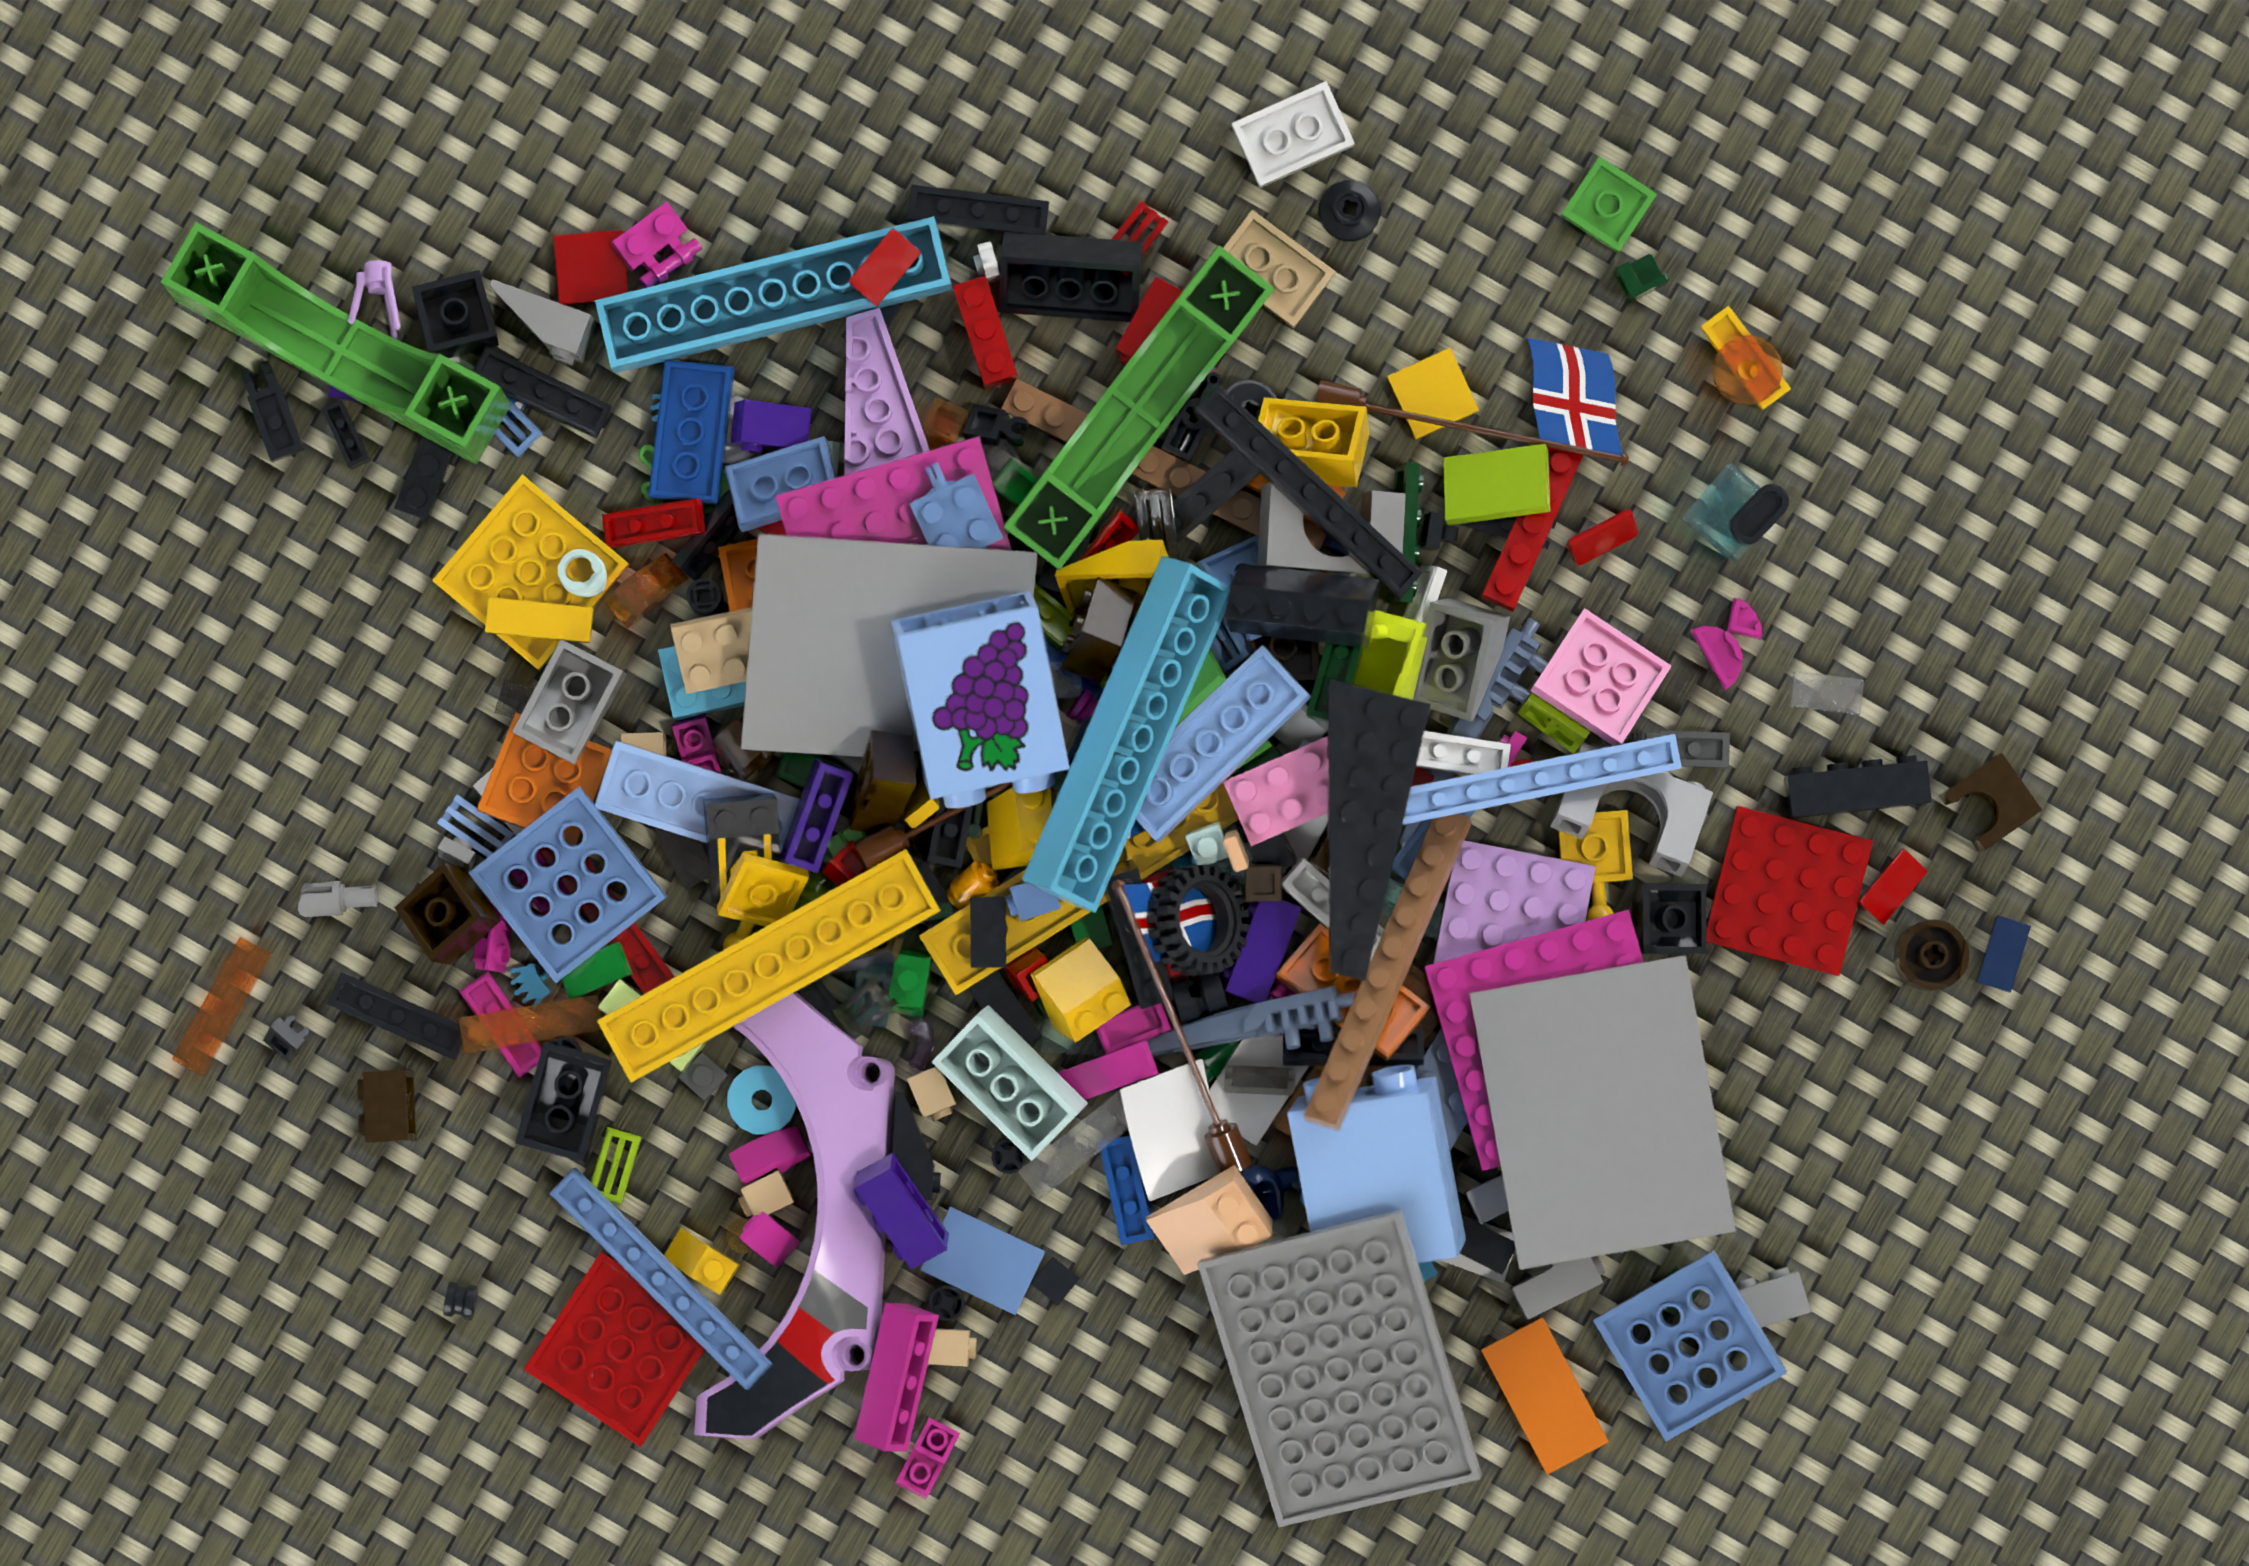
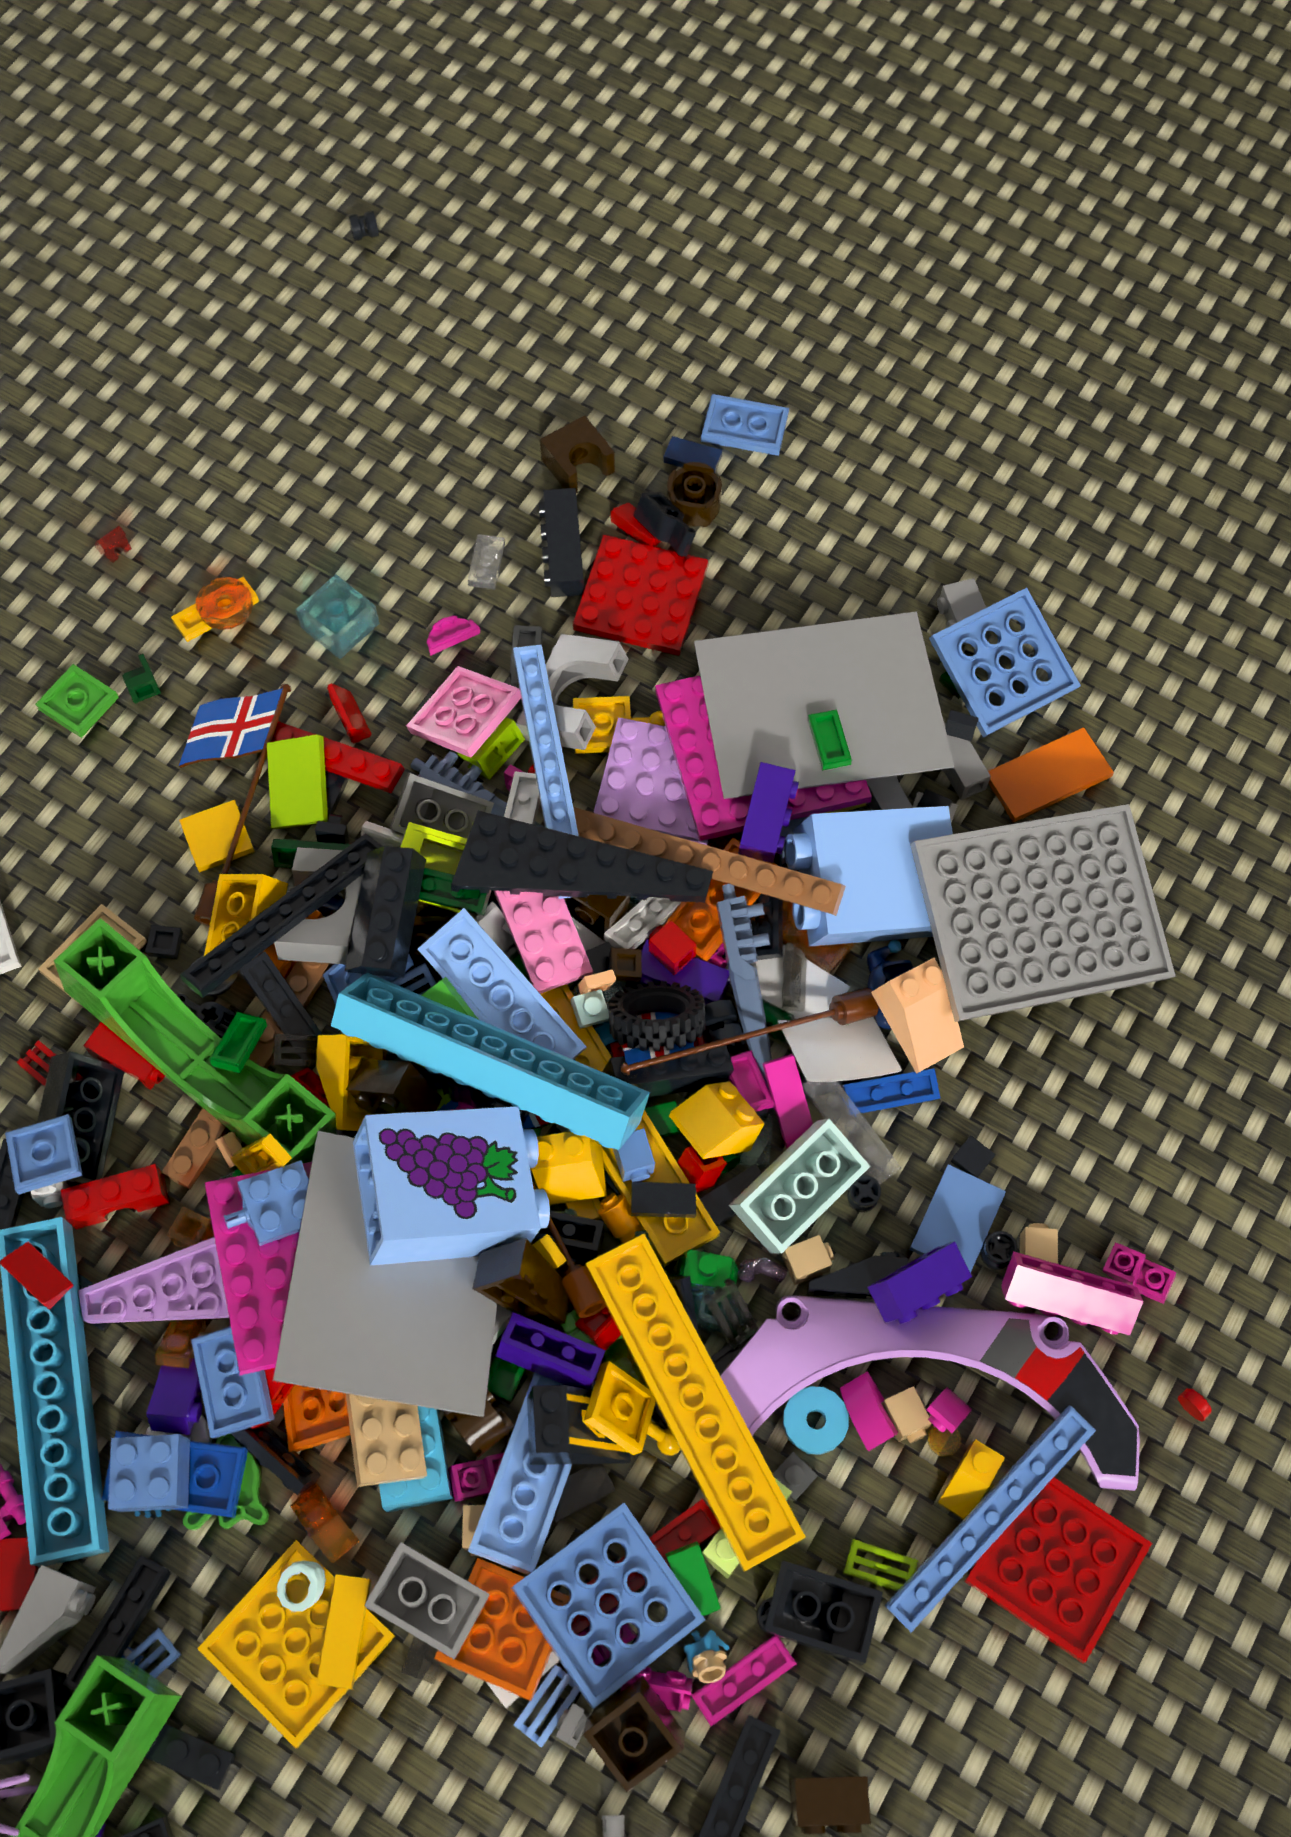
camera: 90 degrees left, 20 degrees down
(460, 1300) = (1020, 1728): black wheel -> none
(513, 988) = (709, 1666): none -> tan plate
(530, 1024) = (745, 1650): clear orange plate -> none
(653, 523) = (259, 1513): red tile -> none
(686, 409) = (149, 1473): none -> medium blue brick
(709, 601) = (340, 1469): black wheel -> none
(784, 1505) = (1195, 1404): none -> red tile
(820, 420) = (176, 1343): none -> clear orange plate
(992, 425) = (195, 1194): black plate -> none
(1014, 491) = (261, 1156): none -> yellow tile
(1018, 254) = (43, 1154): none -> medium blue tile
(1041, 453) = (228, 1146): none -> light nougat tile
(1156, 451) = (238, 1042): none -> green tile
(1286, 935) = (671, 947): none -> red brick
(1294, 348) = (164, 942): none -> black tile
(1344, 226) = (57, 908): black piece -> none
(1444, 1045) = (768, 812): none -> dark purple brick
(1548, 1119) = (829, 739): none -> green tile
(1587, 1283) = (961, 725): none -> black tile
(1670, 918) = (657, 666): black slope -> none
(1744, 620) = (424, 618): dark pink tile -> none
(1758, 514) = (340, 588): black tile -> none
(1841, 217) = (113, 539): none -> clear red tile
(1886, 917) = (664, 521): none -> black piece
(2057, 1022) = (745, 424): none -> medium blue tile

